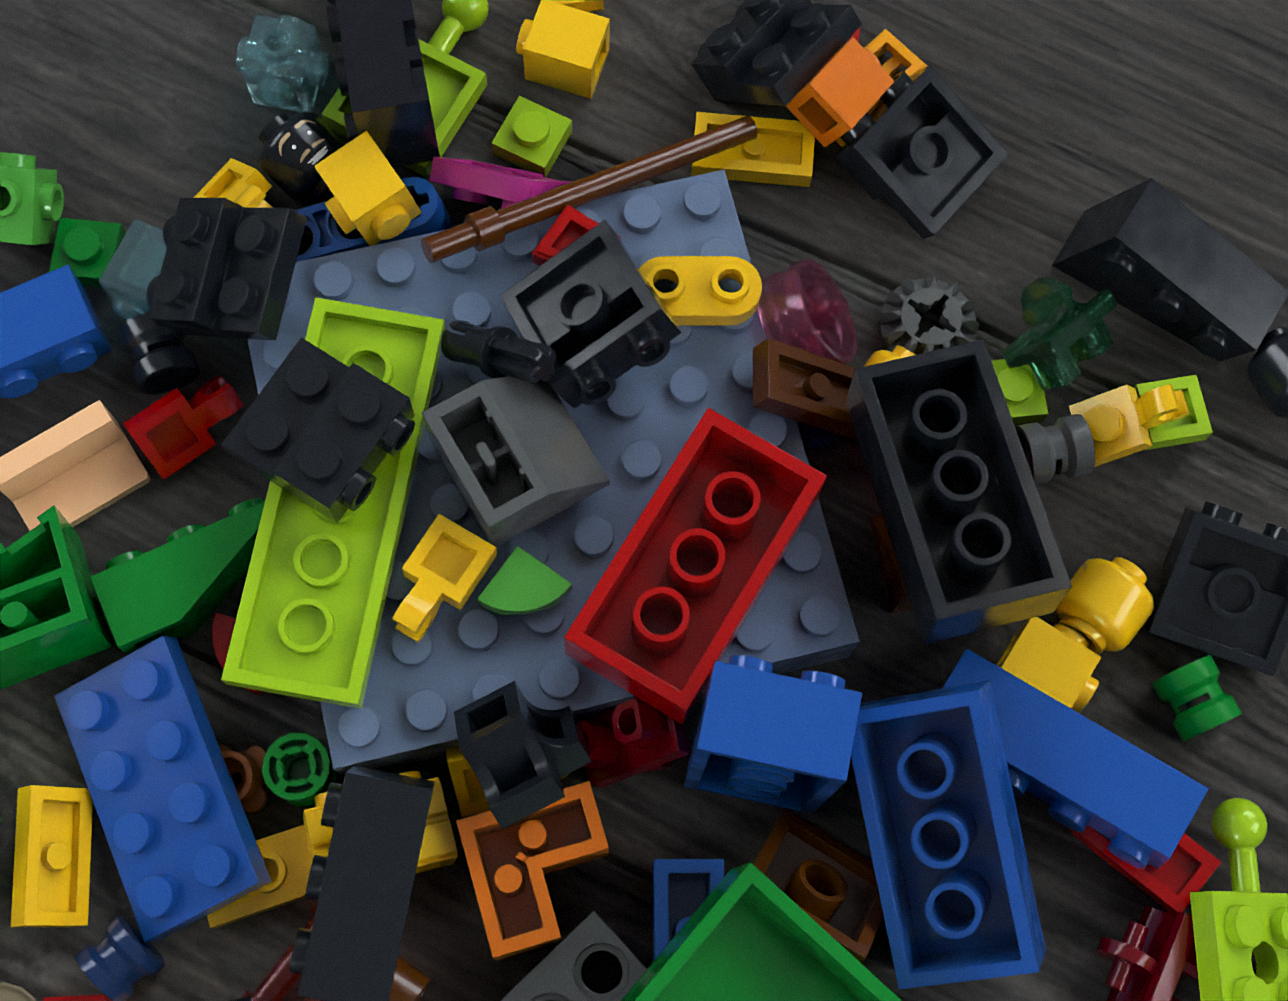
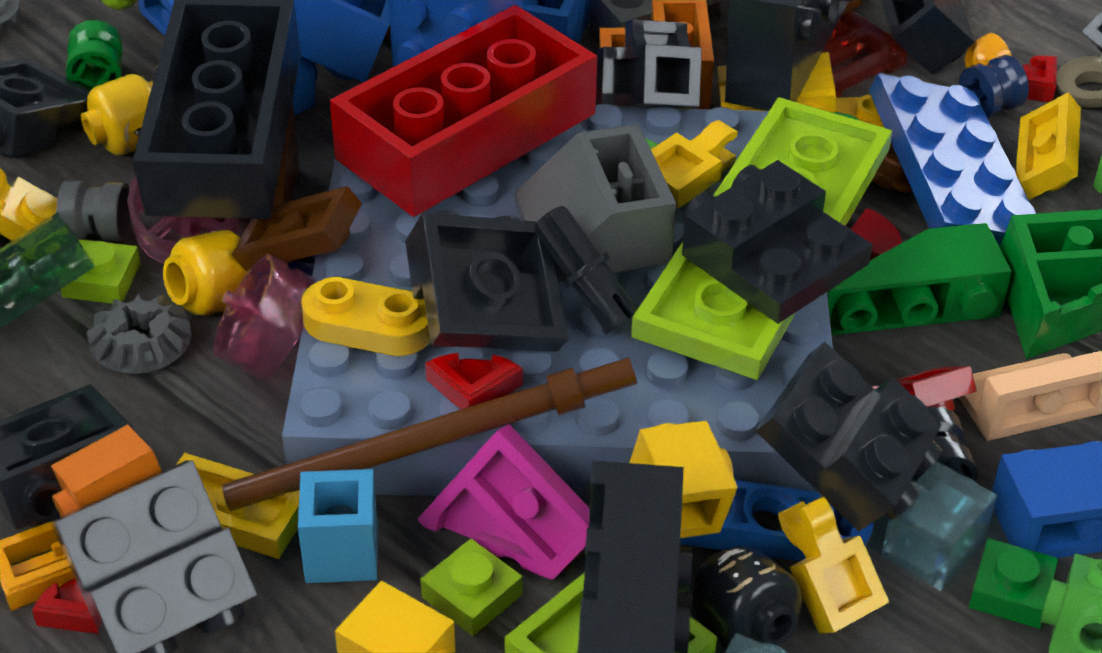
camera: 160 degrees left, 30 degrees down
(646, 115) = (338, 526): none -> dark azure brick

